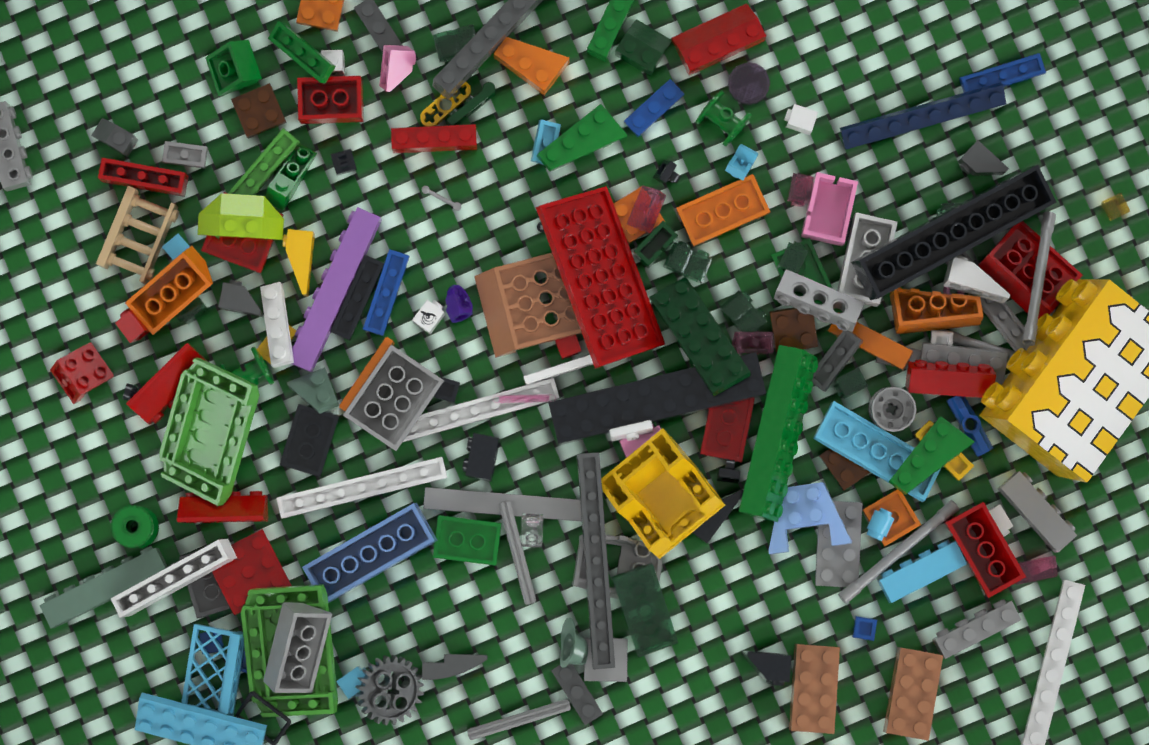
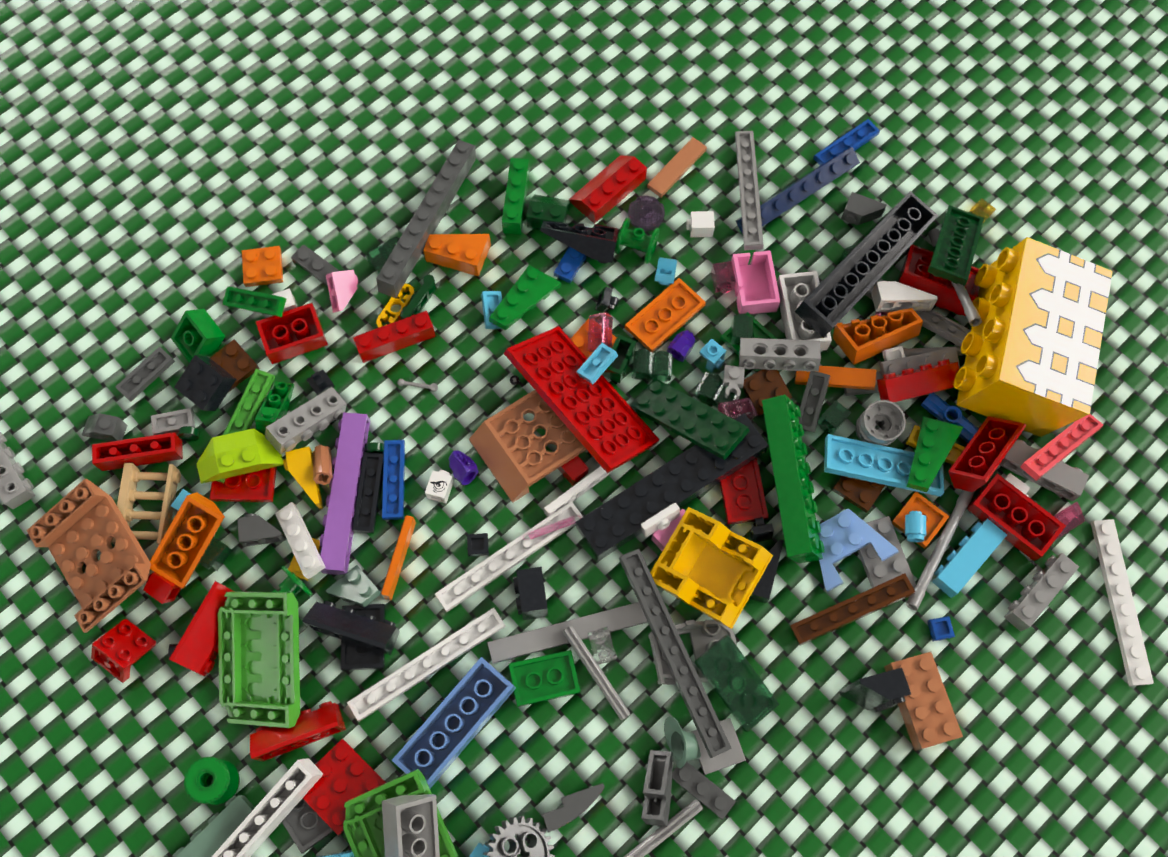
camera: 20 degrees left, 15 degrees down
(63, 245) = (75, 533): none -> nougat slope
(170, 91) = (145, 374): none -> dark grey plate
(198, 173) = (189, 433): none -> dark green tile
(228, 126) = (205, 383): none -> black brick
(303, 431) = (352, 627): none -> black slope
(318, 203) = (305, 420): none -> light grey brick
(320, 255) = (322, 465): none -> nougat axle
(376, 253) = (374, 447): none -> dark green tile
(393, 398) = (429, 568): light grey slope -> none
(536, 677) = (657, 788): none -> dark grey slope
(628, 247) = (597, 363): none -> medium azure plate
(673, 101) = (593, 242): none -> black wedge
(727, 249) = (681, 345): none -> dark purple rock
(753, 274) = (714, 354): none -> medium azure bracket
(762, 310) = (733, 379): none -> light grey plate
(784, 581) = (852, 609): none -> reddish brown plate
(803, 39) = (677, 167): none -> nougat tile
(867, 97) = (749, 191): none -> light grey tile
(913, 693) = (1014, 672): nougat brick -> none
(982, 475) = (984, 453): none -> red slope
(1058, 243) = (956, 245): none -> dark green plate
(1063, 496) = (1061, 446): none -> coral plate

